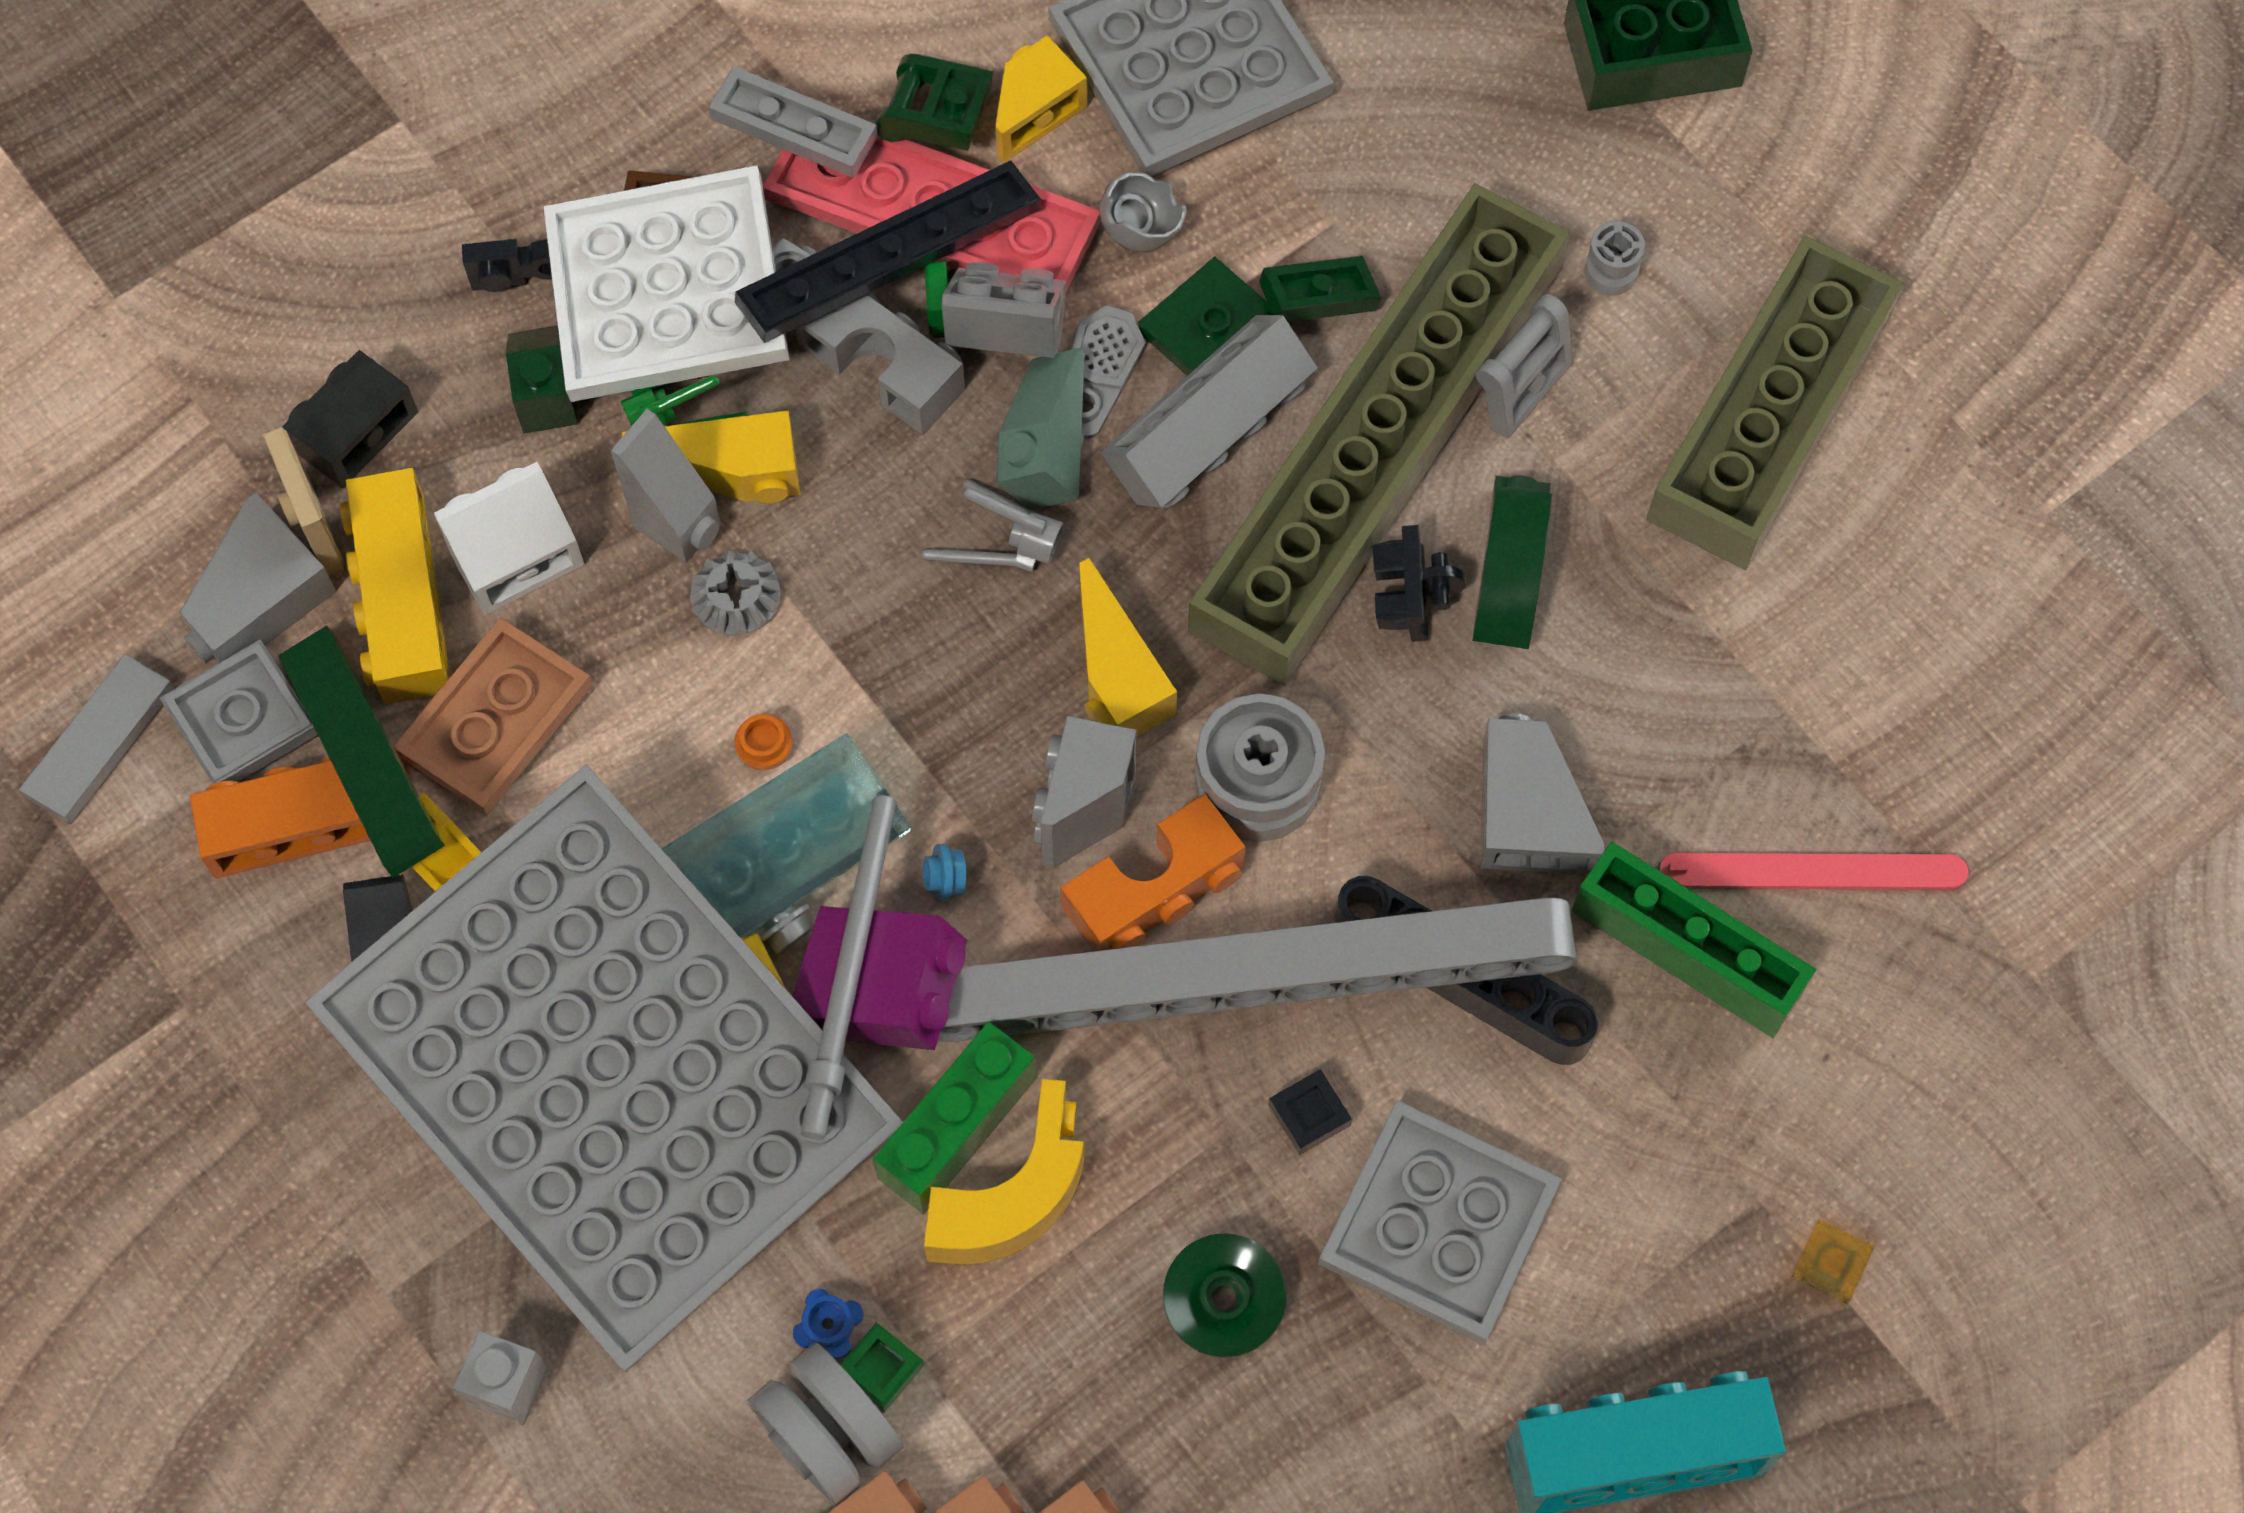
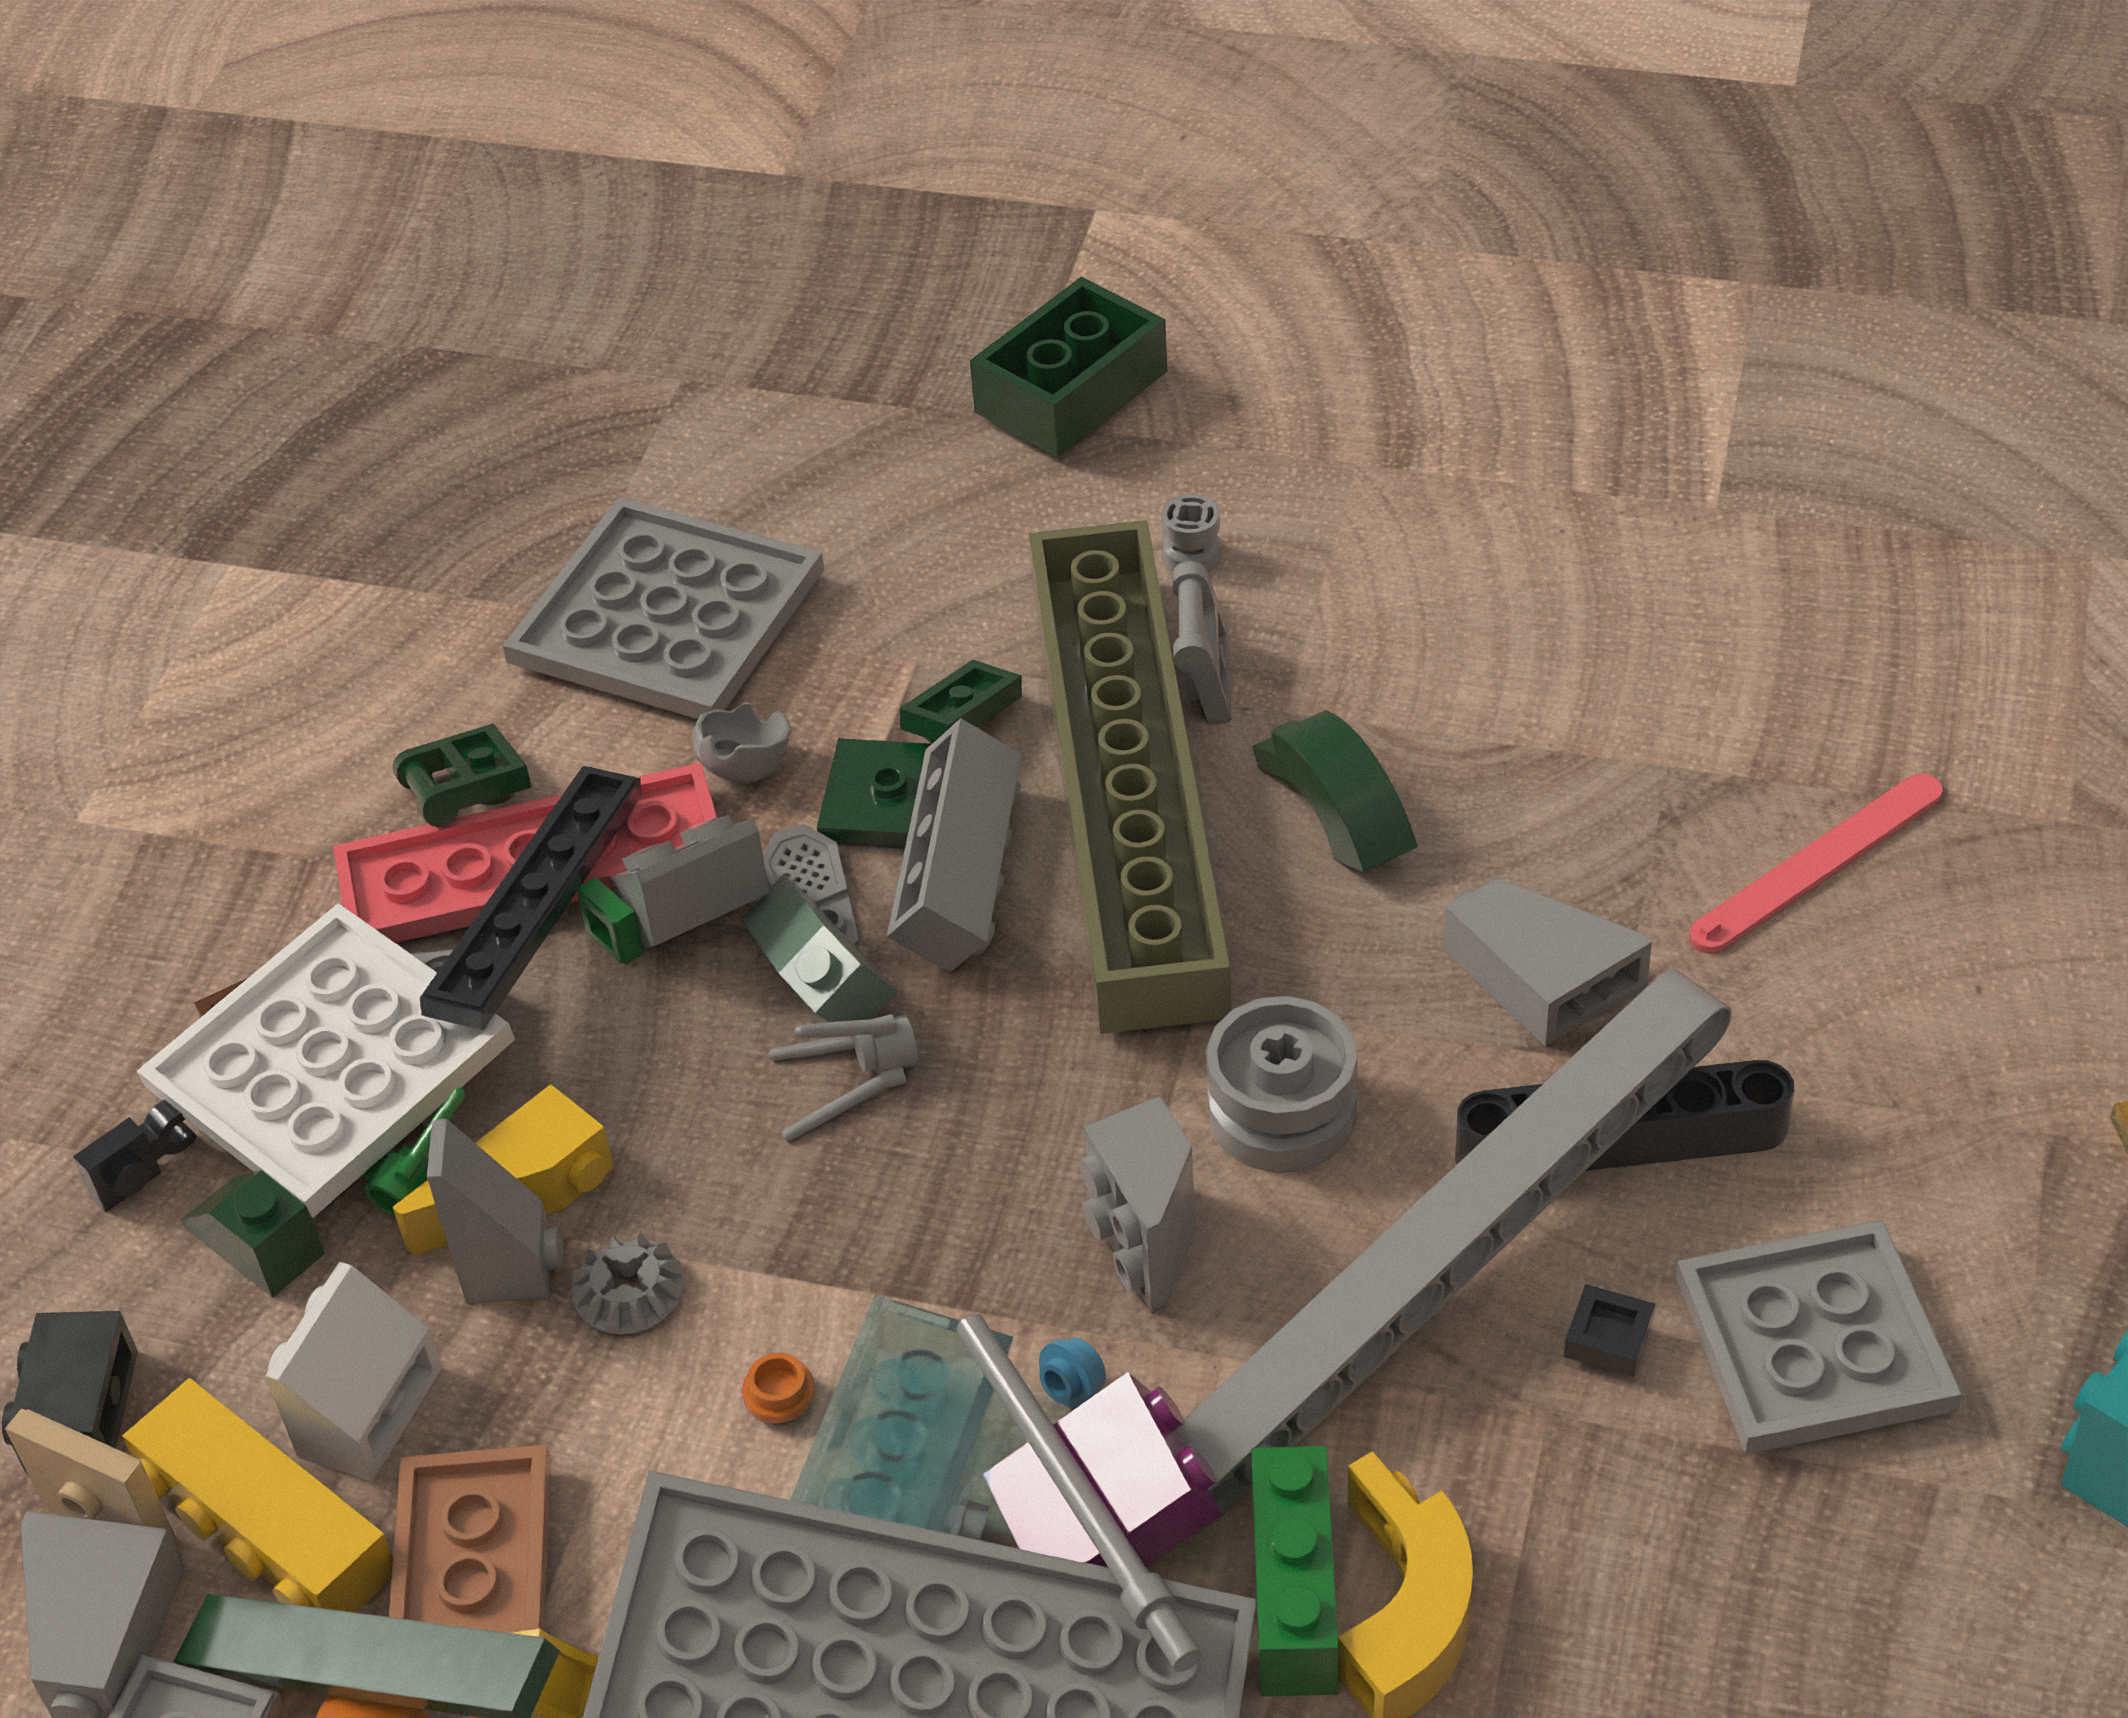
camera: 35 degrees left, 20 degrees down
(793, 122) = (336, 859): light grey plate -> none
(922, 374) = (644, 983): light grey arch -> none
(1037, 96) = (554, 715): yellow slope -> none
(1118, 911) = (1291, 1192): orange arch -> none
(1122, 674) = (1050, 1083): yellow slope -> none
(1232, 1264) = (1700, 1507): dark green dish -> none
(1409, 607) = (1275, 855): black hips -> none
(1692, 939) = (1801, 955): green brick -> none
(1774, 402) = (1435, 550): olive brick -> none

